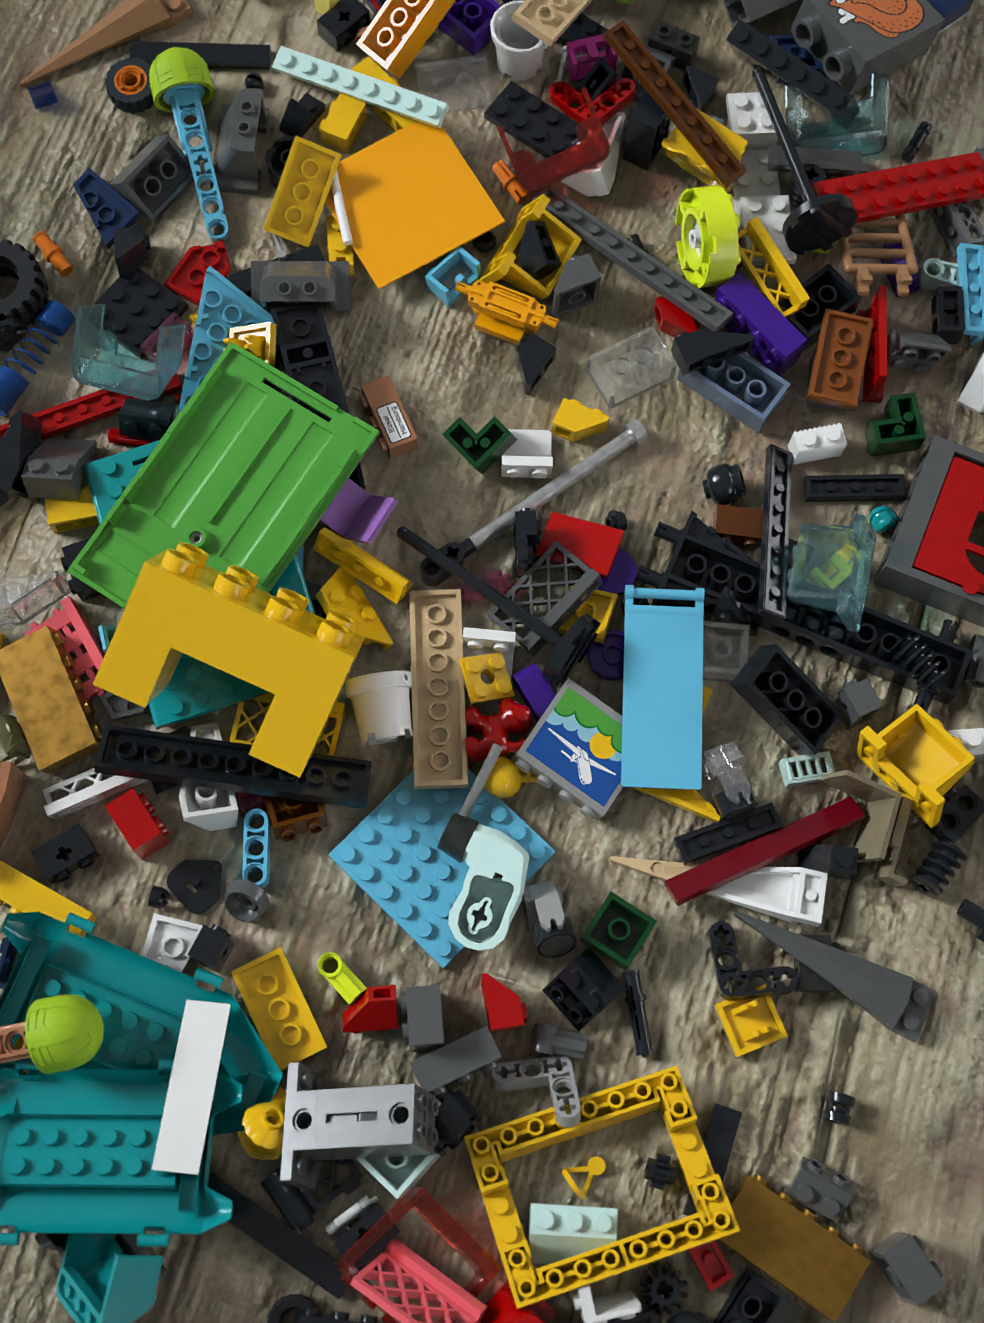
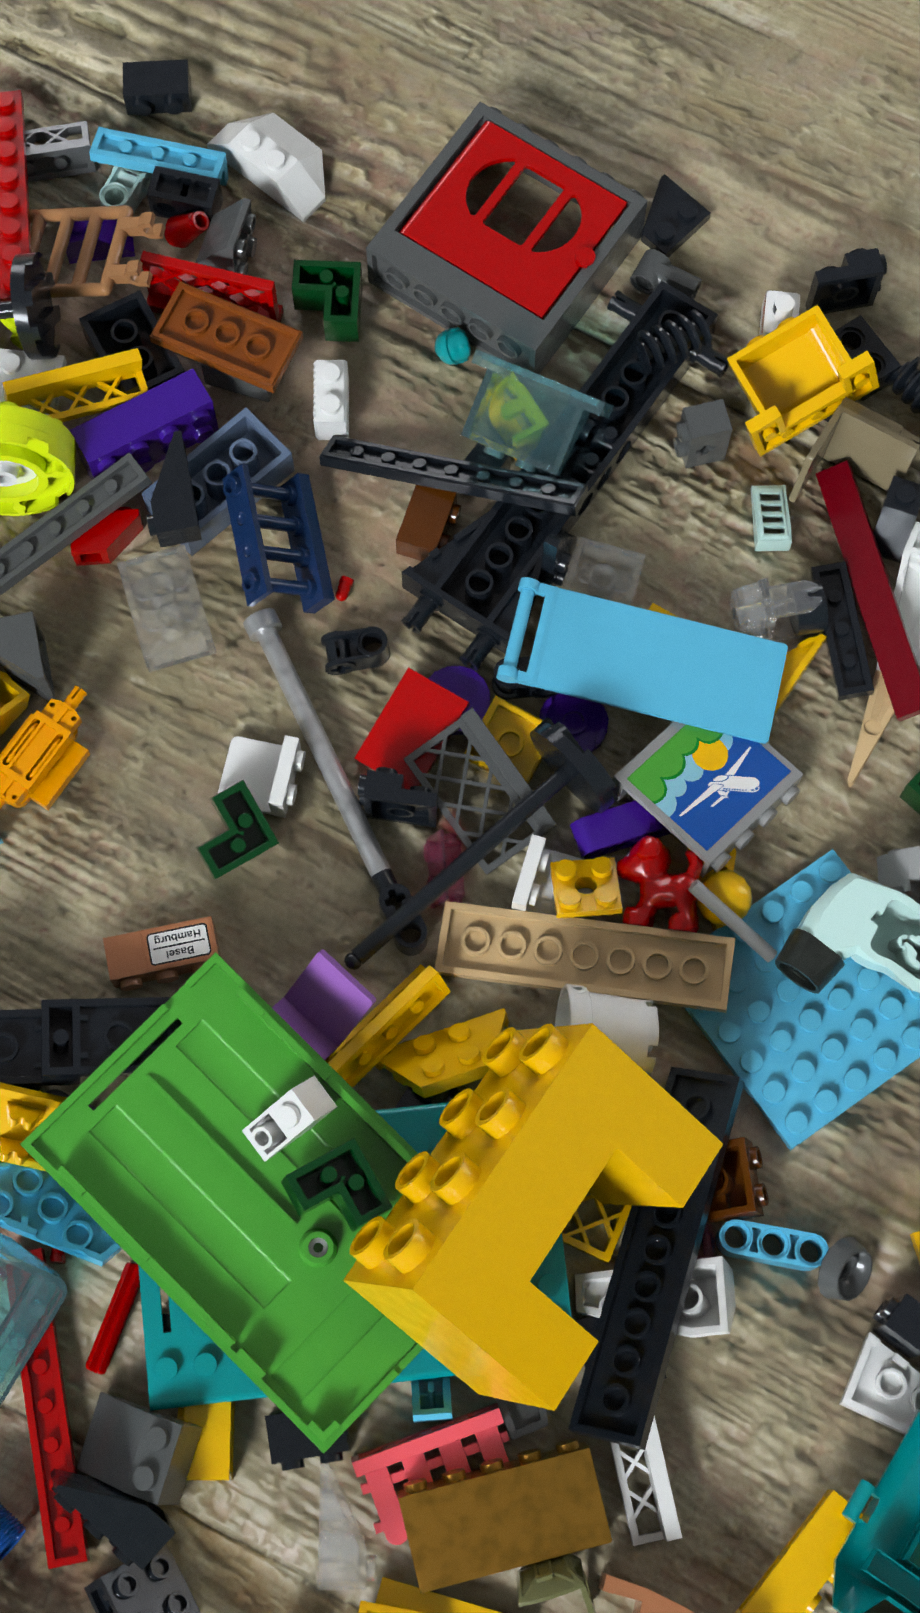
camera: 75 degrees left, 0 degrees up
(51, 854) = (737, 1545): black brick -> none
(139, 827) = (716, 1405): red brick -> none
(145, 418) = (90, 1305): black brick -> none
(157, 897) = (816, 1397): black hinge -> none
(202, 877) = (797, 1329): black piece -> none
(240, 537) = (341, 1176): none -> dark green brick
(275, 499) = (289, 1118): none -> white slope
(534, 360) = (122, 738): black slope -> none
(578, 422) = (227, 699): yellow slope -> none
(616, 520) = (386, 677): black plate -> none
(630, 493) = (352, 650): none -> black piece
(677, 482) = (344, 587): none -> red piece
(714, 442) = (304, 536): none -> dark blue fence
(724, 484) = (366, 526): black piece -> none
(787, 699) = (688, 513): black brick -> none
(854, 488) = (398, 372): black tile -> none
(922, 320) = (185, 228): none -> red cone

